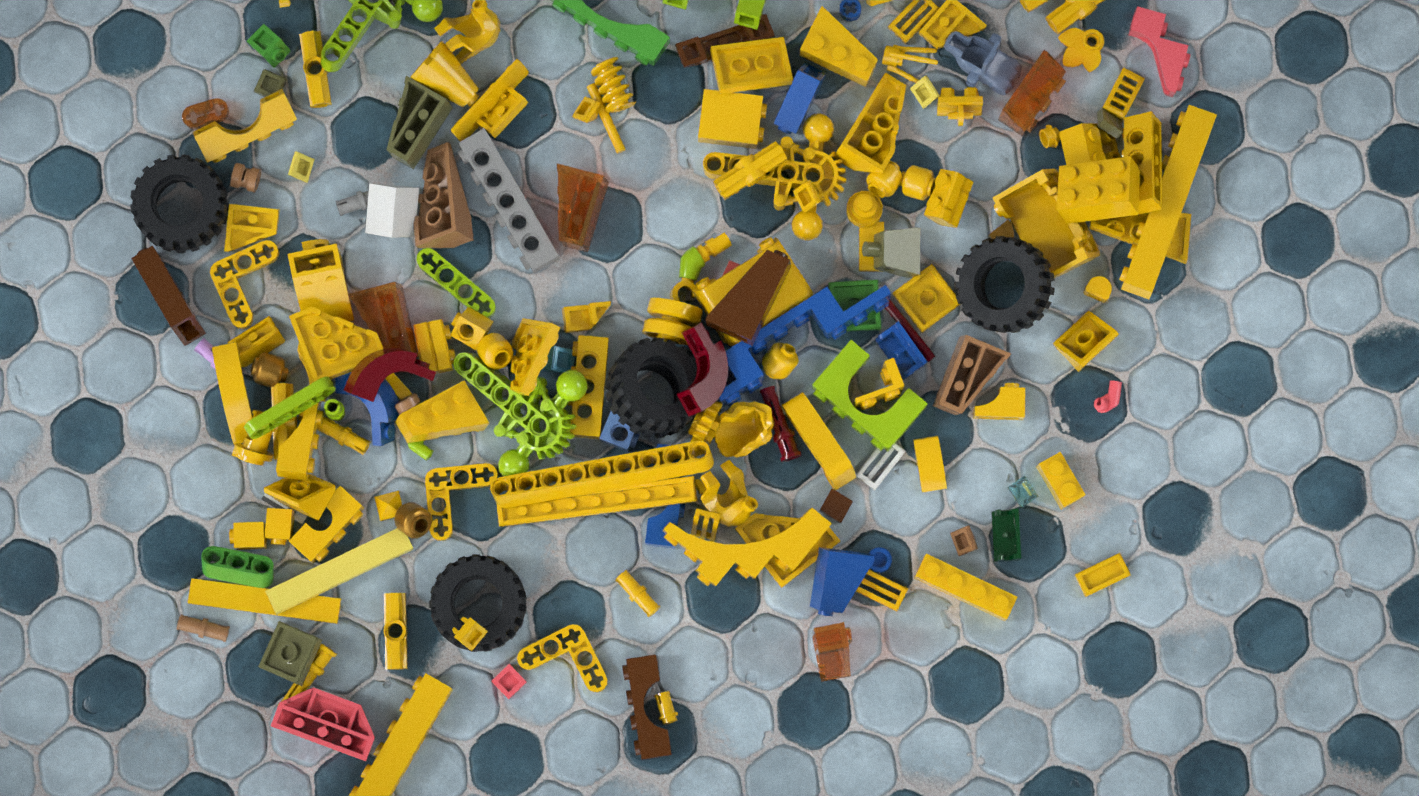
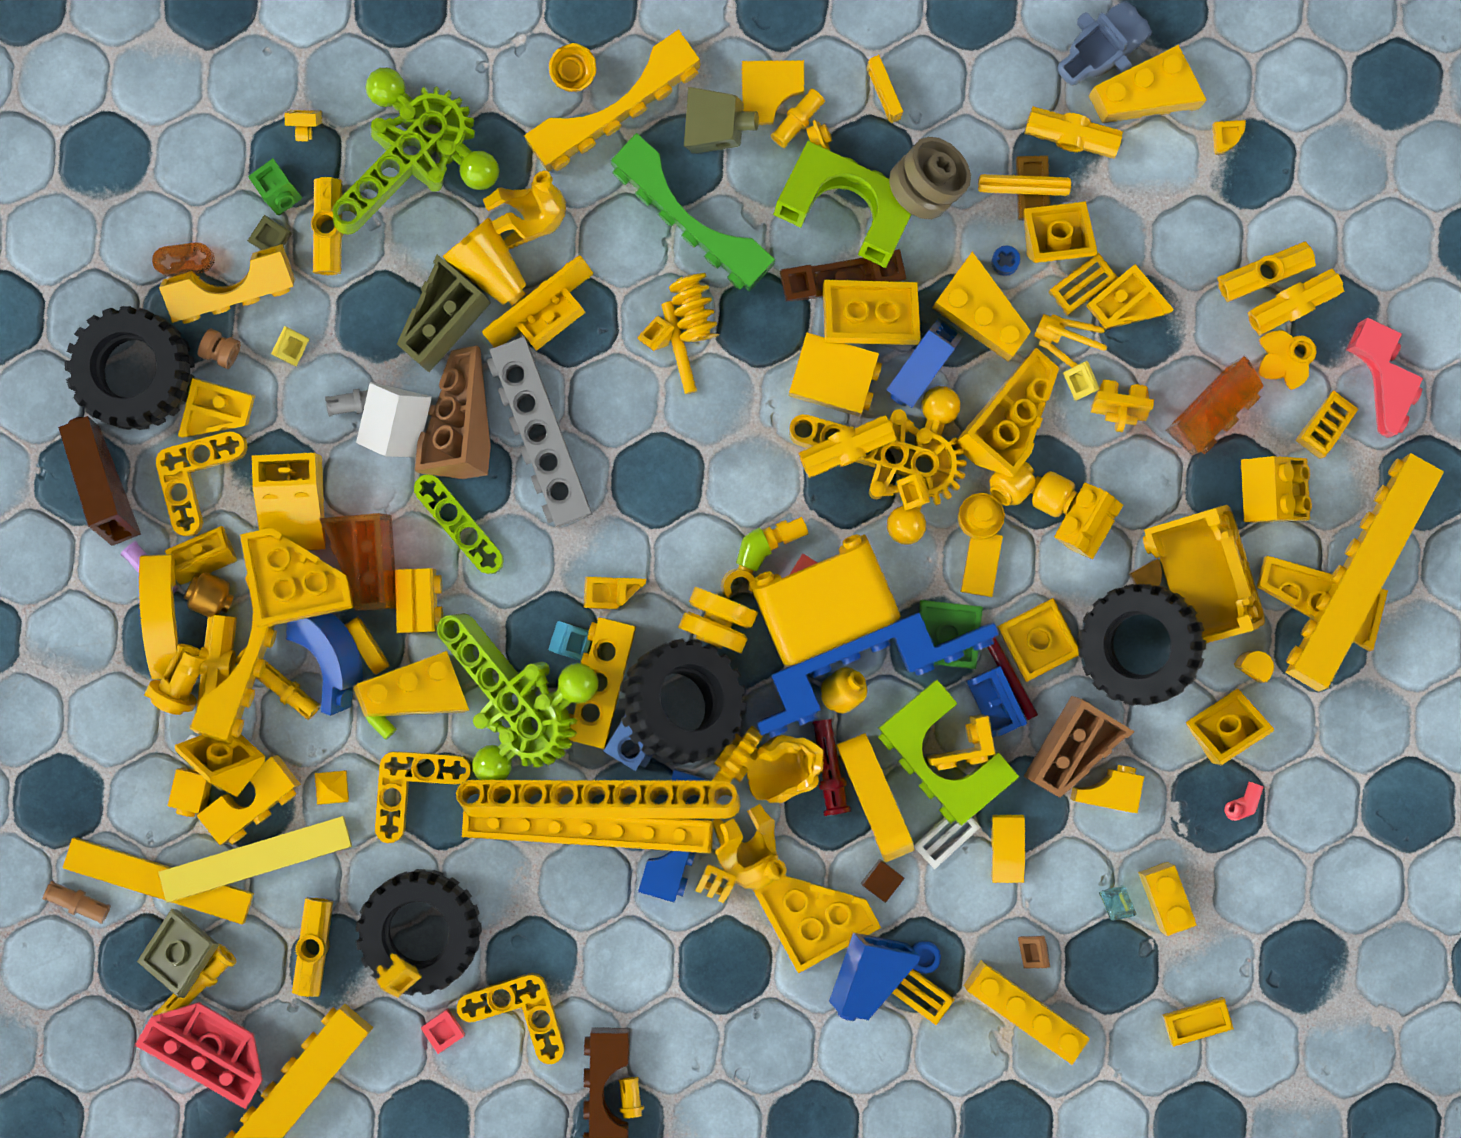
camera: 10 degrees right, 5 degrees up
(248, 535) = (149, 798): yellow brick -> none
(249, 569) = (119, 824): bright green beam -> none
(289, 407) = (220, 653): lime beam -> none
(314, 244) = (291, 447): yellow tile -> none
(330, 405) = (272, 658): lime pin -> none
(374, 368) = (343, 618): dark red arch -> none
(407, 403) = (370, 668): medium nougat tile -> none
(413, 520) = (355, 813): pearl gold head -> none
(479, 323) = (467, 584): yellow brick -> none
(495, 351) = (491, 620): yellow head -> none
(532, 346) = (539, 623): yellow plate -> none
(580, 204) = (626, 453): clear orange wedge -> none
(637, 593) = (619, 949): yellow pin -> none
(711, 371) = (754, 699): dark red arch -> none
(717, 558) = (767, 934): yellow arch -> none
(750, 300) = (819, 616): reddish brown slope -> none
(832, 650) = (848, 1062): clear orange wedge -> none
(896, 251) = (1012, 577): torso -> none
(984, 61) = (1162, 355): sand blue piece -> none
(1006, 535) = (1088, 954): dark green hinge -> none
(1049, 136) = (1227, 463): yellow plate -> none
(1098, 190) = (1283, 546): yellow brick -> none
(1109, 123) = (1306, 459): olive tile -> none
(1144, 144) = (1344, 563): yellow brick -> none

